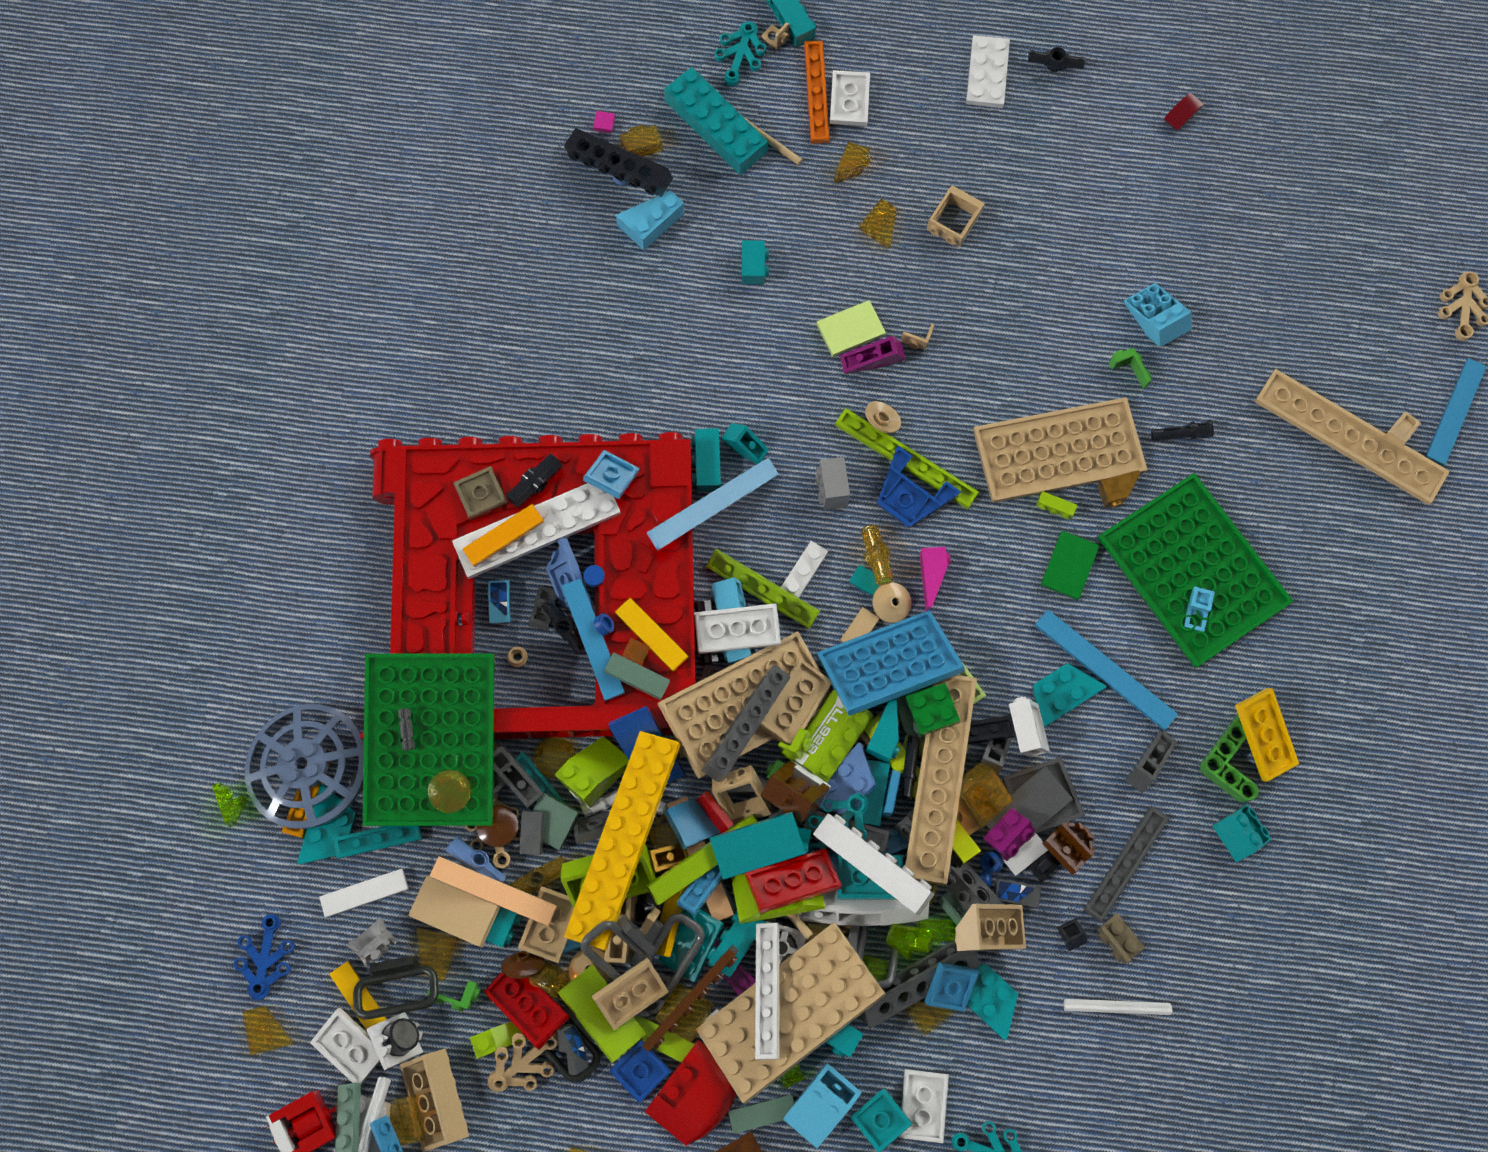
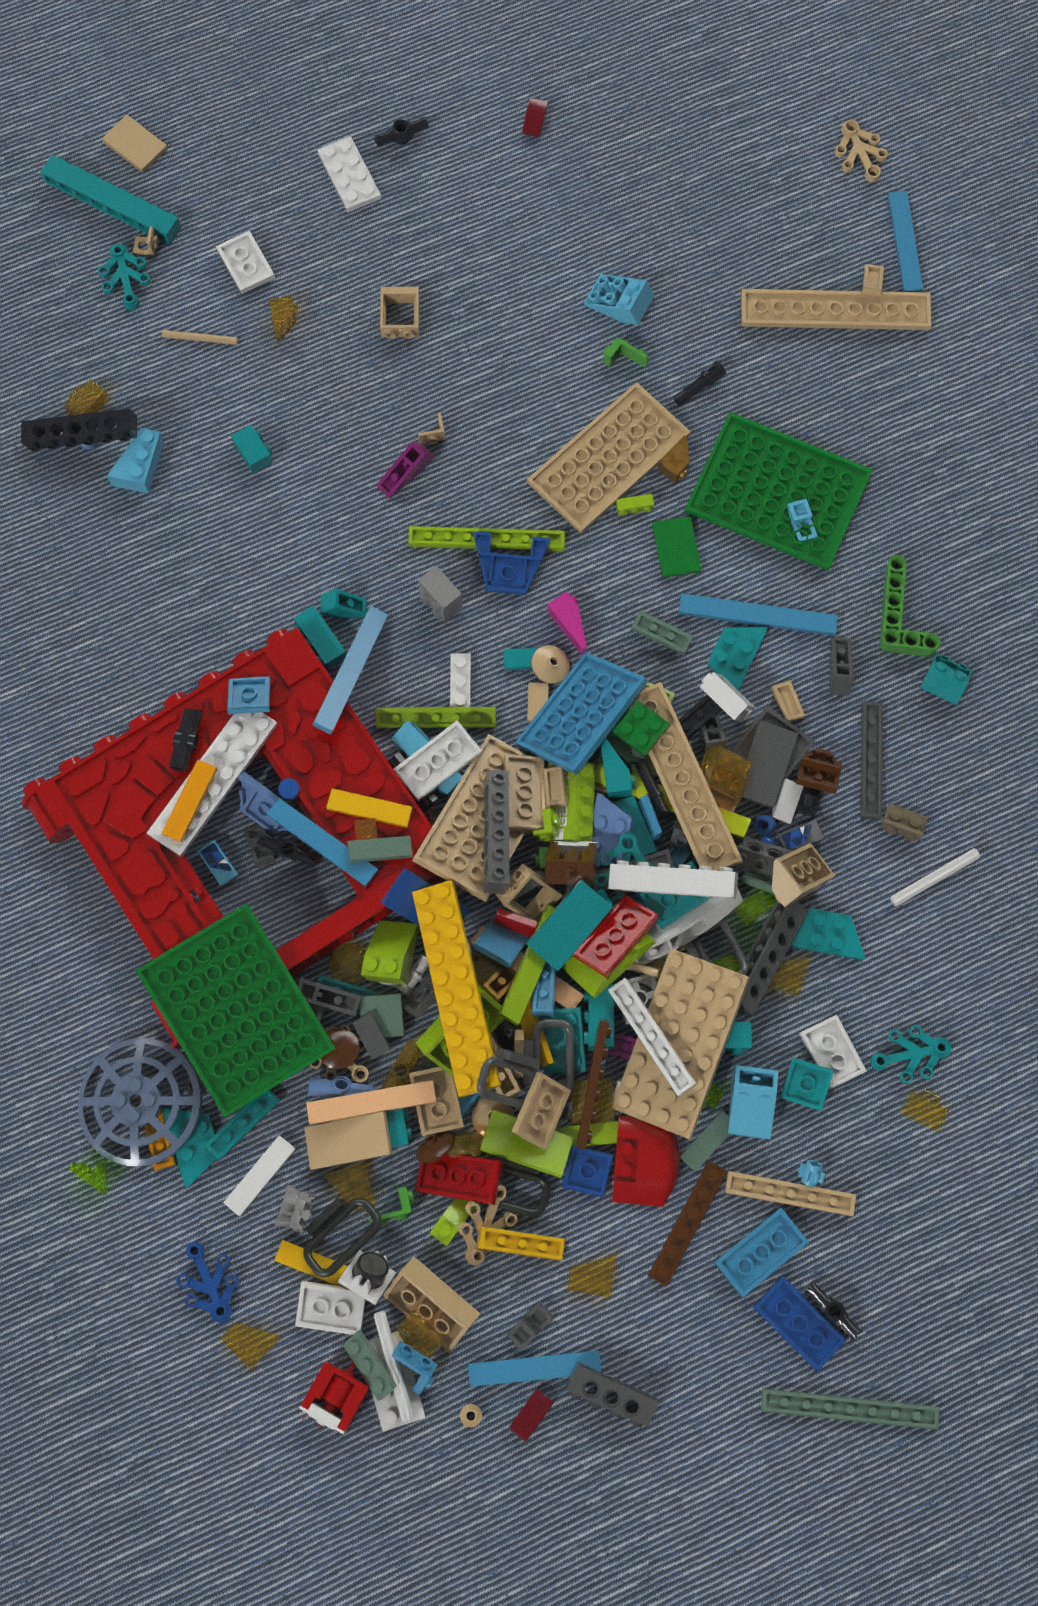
camera: 30 degrees left, 0 degrees up
(406, 729) = (212, 1012): dark grey axle -> none
(449, 791) = (281, 1041): clear yellow dish -> none
(480, 493) = (144, 778): dark tan tile -> none
(514, 651) = (263, 893): tan plate -> none
(542, 1097) = (521, 1243): none -> yellow tile
(572, 1043) = (518, 1183): dark grey slope -> none
(604, 122) = (42, 403): dark pink tile -> none
(604, 624) = (324, 823): blue tile -> none
(715, 120) = (141, 346): teal brick -> none
(816, 92) = (212, 273): orange tile -> none
(824, 715) = (555, 787): none -> tan tile
(851, 328) = (371, 457): yellowish green tile -> none
(877, 554) = (514, 631): clear yellow piece -> none
(880, 223) = (339, 354): clear yellow wing -> none
(883, 417) = (446, 515): tan dish -> none
(907, 939) = (736, 926): clear neon green slope -> none
(951, 987) = (796, 942): dark azure tile -> none
(1008, 634) = (662, 632): none -> sand green plate
(1010, 834) = (766, 791): magenta bracket -> none
(1072, 934) = (864, 842): black slope -> none
(1083, 764) = (788, 701): none -> tan tile
(1267, 734) = (918, 588): yellow plate -> none

